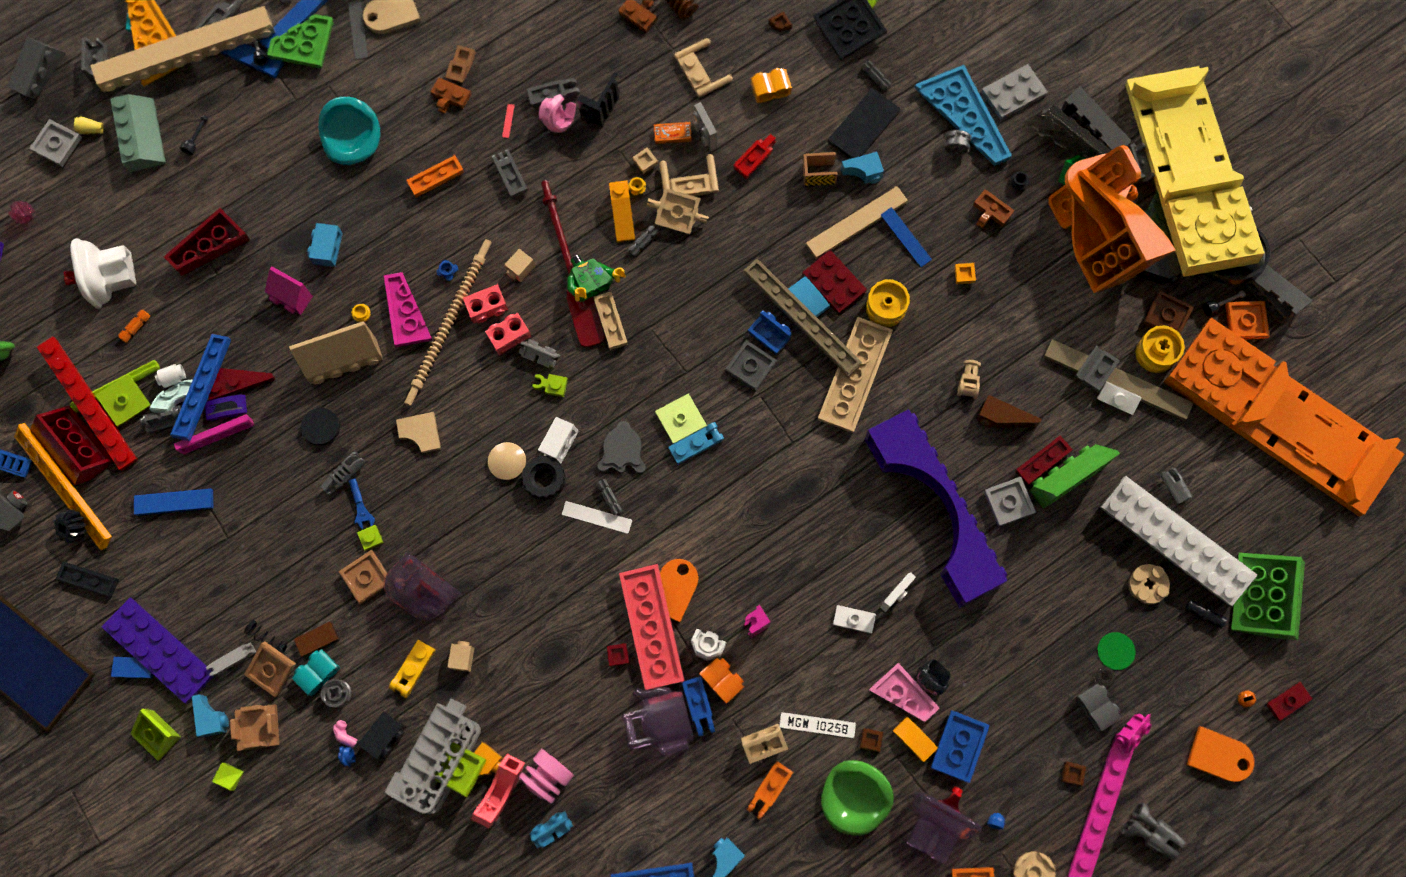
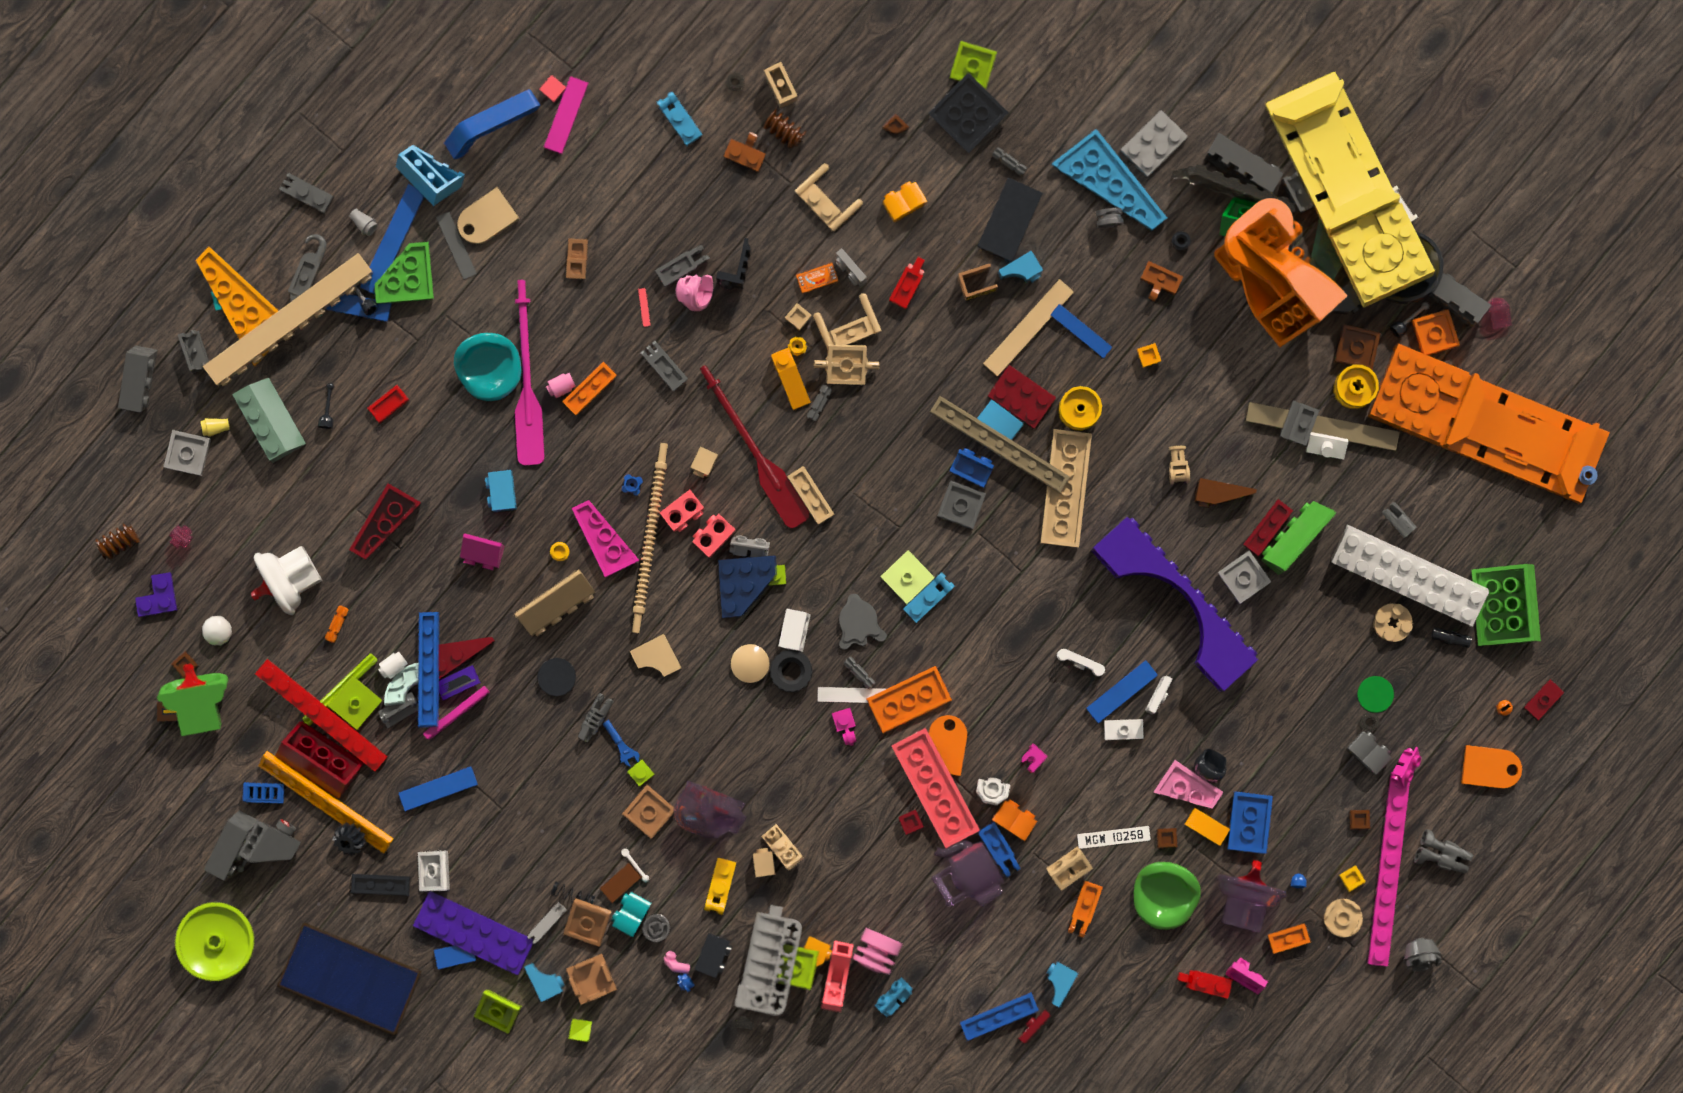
camera: 20 degrees left, 10 degrees up
(22, 304) = (216, 630): none -> white hair
(142, 579) = (433, 871): none -> white slope
(250, 146) = (388, 404): none -> red tile
(331, 611) = (625, 852): none -> white hinge
(374, 182) = (528, 410): none -> dark pink piece
(409, 166) = (560, 385): none -> bright pink brick
(449, 94) = (576, 294): dark orange plate -> none
(484, 646) = (782, 847): none -> tan slope
(523, 383) = (743, 582): none -> dark blue plate
(581, 539) = (843, 721): none -> dark pink plate
(591, 278) = (779, 458): green torso -> none
(650, 535) = (909, 699): none -> orange tile
(828, 541) = (1081, 662): none -> white plate
(861, 581) = (1121, 691): none -> blue tile
(1052, 833) = (1352, 878): none -> yellow tile
(1314, 317) = (1499, 313): none -> clear pink bracket
(1373, 492) = (1583, 479): none -> medium blue plate

